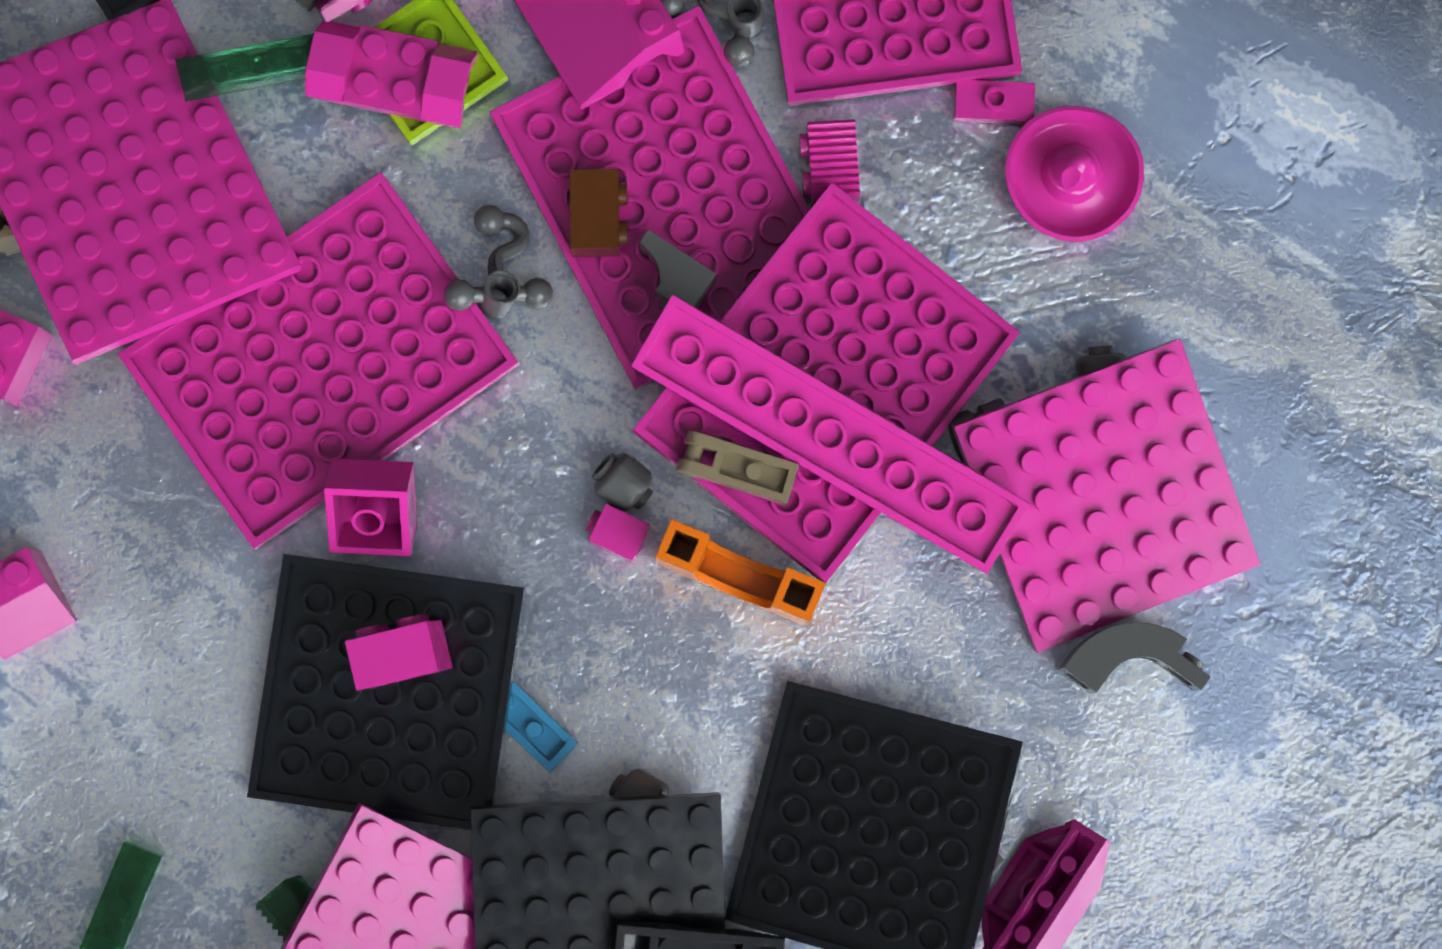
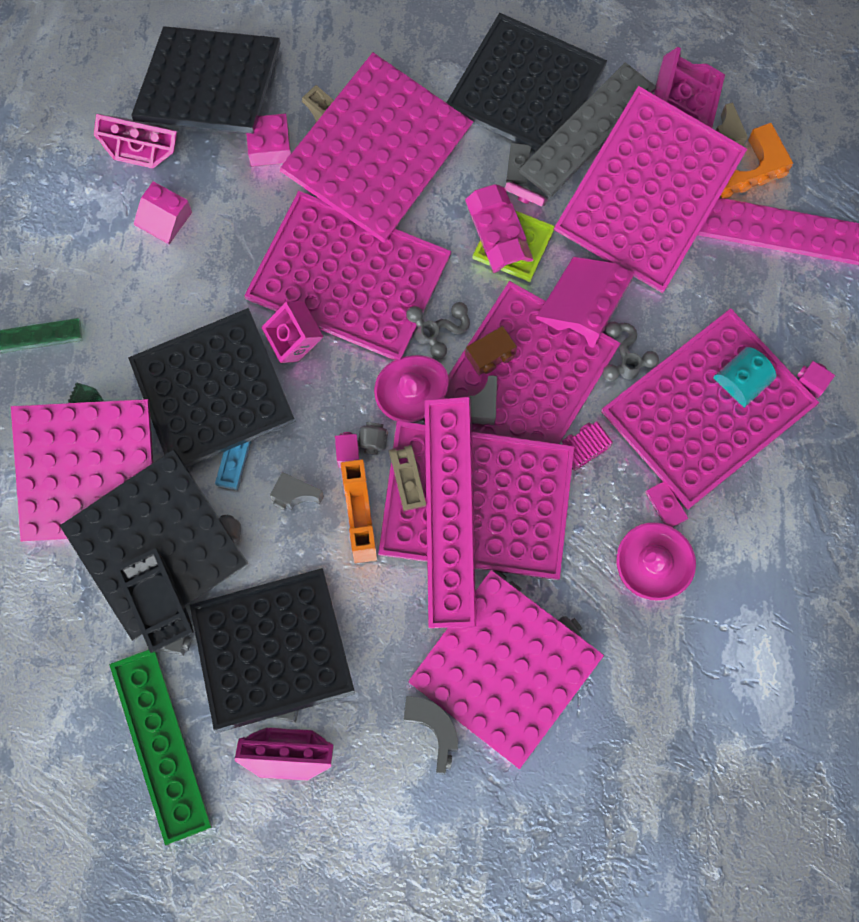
camera: 60 degrees right, 10 degrees down
(244, 67) = (459, 166): clear green plate -> none
(398, 654) = (229, 377): dark pink brick -> none
(578, 373) = (407, 384): none -> dark pink hat
(634, 658) = (292, 491): none -> dark grey arch

